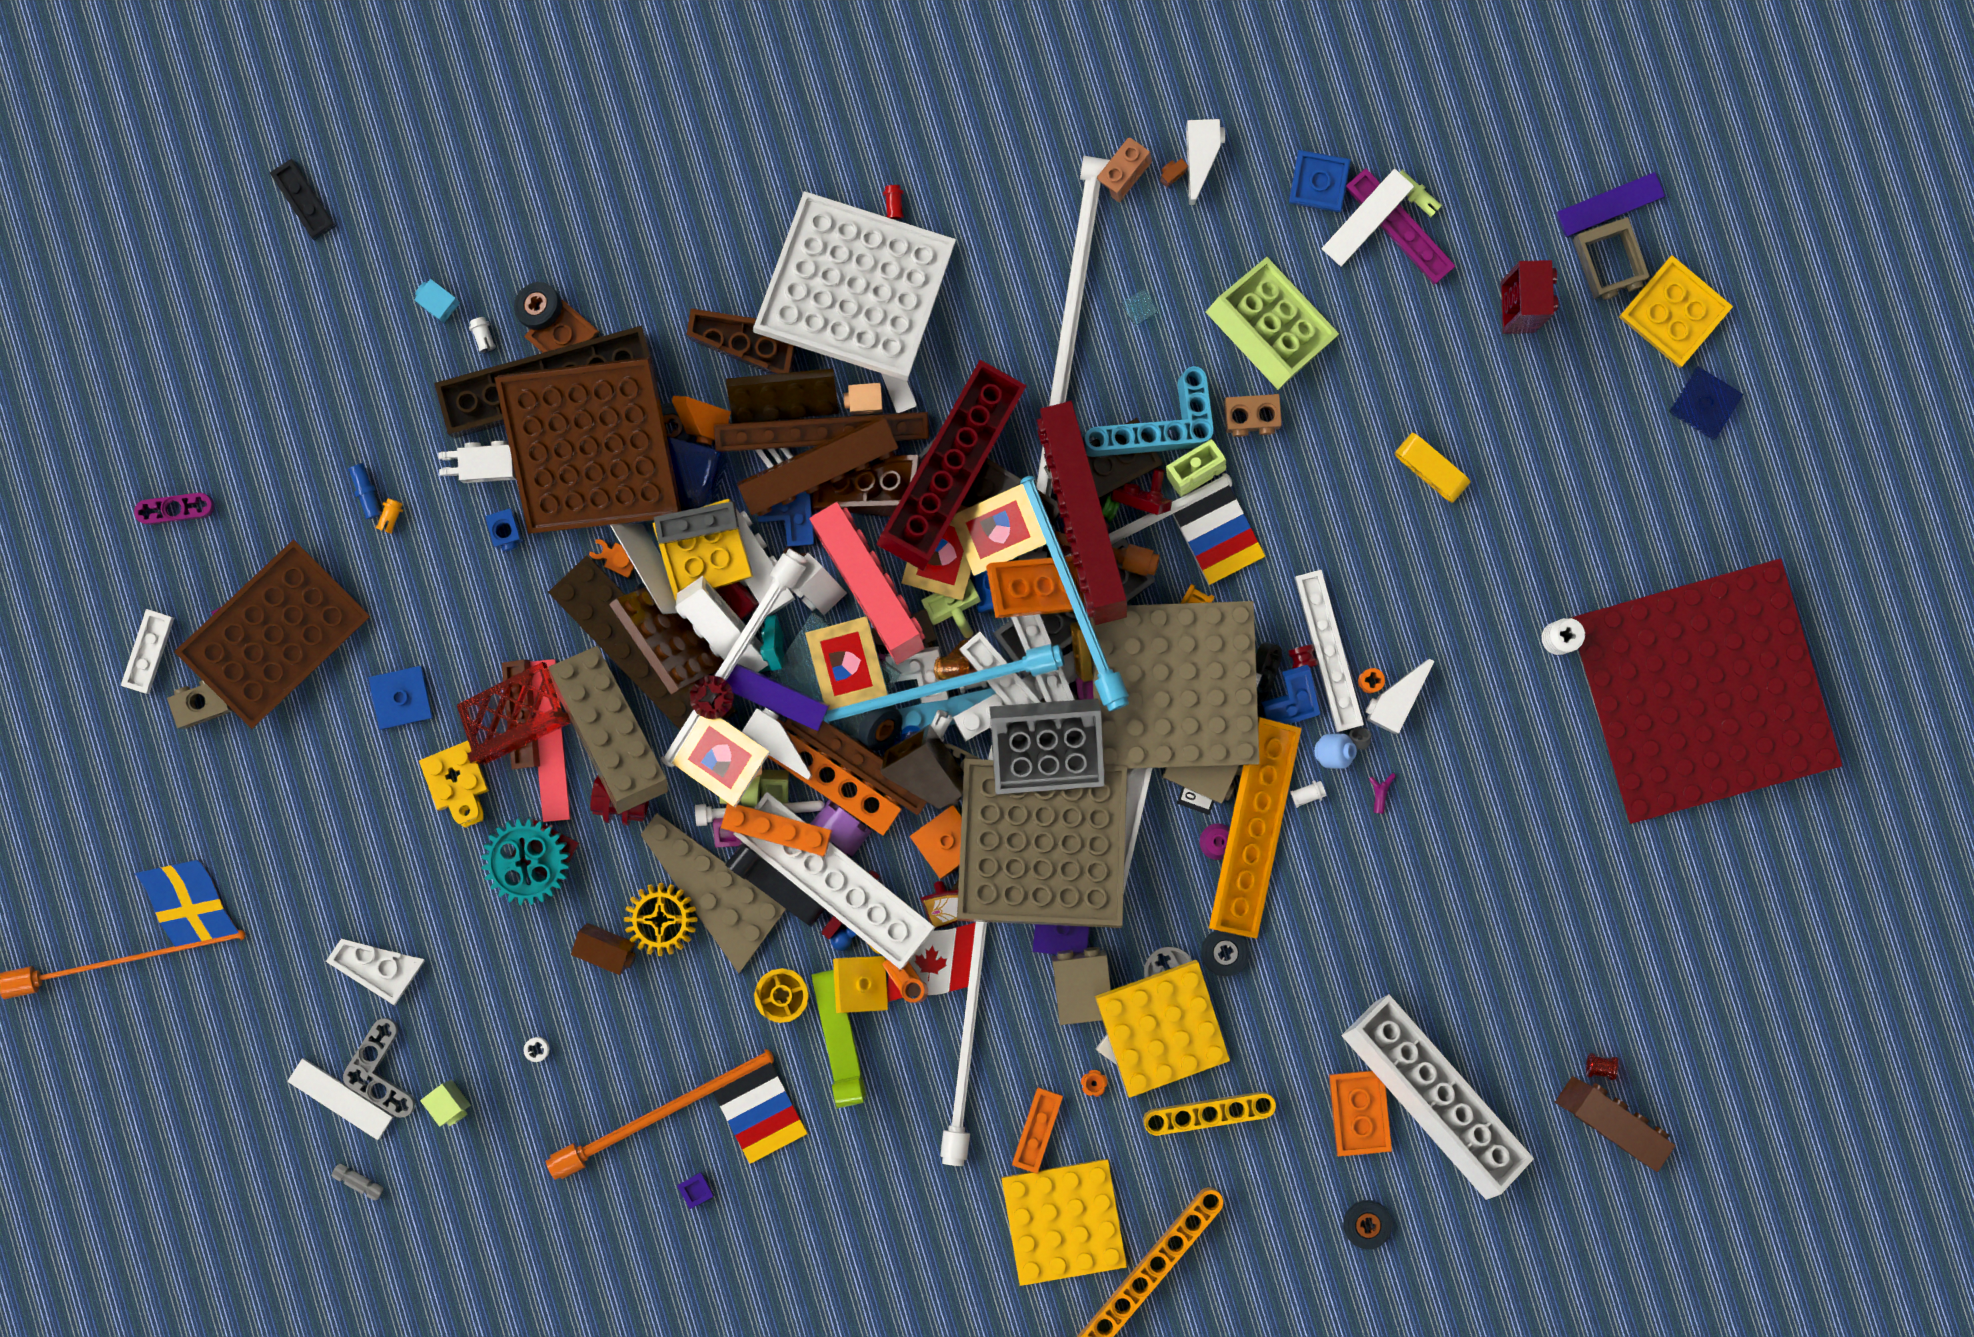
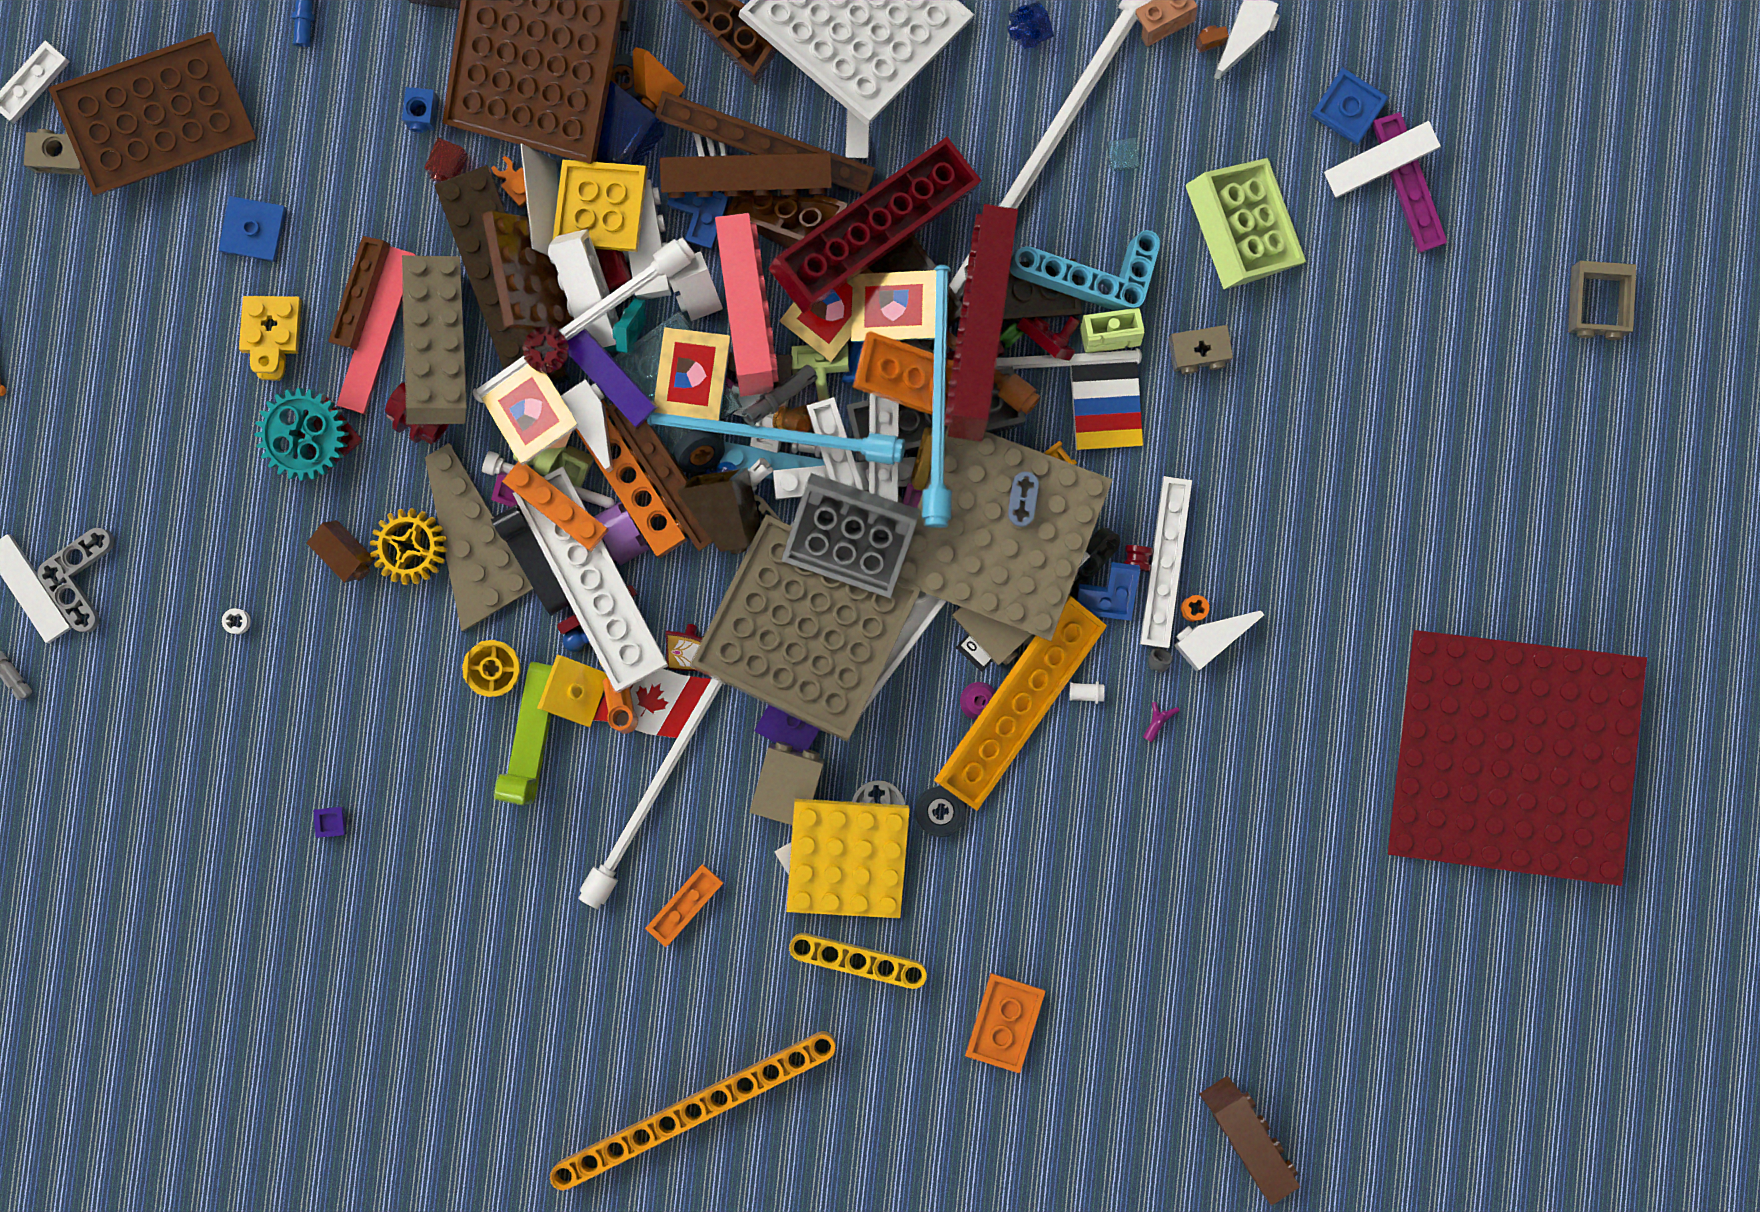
camera: 20 degrees right, 0 degrees up
(376, 969) = (115, 478): white wing -> none
(390, 513) = (317, 49): light orange pin -> none
(446, 1104) = (124, 635): yellowish green brick -> none
(480, 463) = (423, 35): white hinge -> none
(514, 736) = (352, 310): clear red fence -> none
(547, 566) = (445, 160): none -> clear red brick
(696, 522) = (603, 175): dark grey plate -> none
(748, 1097) = (419, 754): flag -> none
(782, 395) = (742, 92): dark brown plate -> none
(864, 399) = (820, 130): light nougat brick -> none
(927, 658) = (771, 401): none -> dark grey pin
(941, 841) = (708, 586): orange plate -> none
(1010, 229) = (1030, 25): none -> clear blue brick
(1063, 1222) = (672, 1005): yellow plate -> none
(1088, 1088) = (759, 891): orange plate -> none
(1177, 653) = (1016, 498): none -> sand blue beam
(1250, 407) = (1190, 294): medium nougat brick -> none
(1289, 438) = (1184, 344): none -> dark tan brick
(1335, 751) = (1130, 661): light blue head -> none
(1356, 1233) = (980, 1132): black bush -> none
(1421, 197) = (1442, 164): yellowish green pin -> none
(1432, 467) = (1342, 427): yellow beam -> none
(1437, 1097) = (1087, 1040): white brick -> none
(1528, 296) = (1508, 297): dark red brick -> none
(1570, 629) = (1410, 641): white piece -> none
(1601, 1066) = (1260, 1079): clear red bush -> none
(1610, 204) = (1623, 247): dark purple tile -> none
(1675, 311) = (1643, 377): yellow plate -> none
(1706, 403) = (1635, 478): clear blue plate -> none

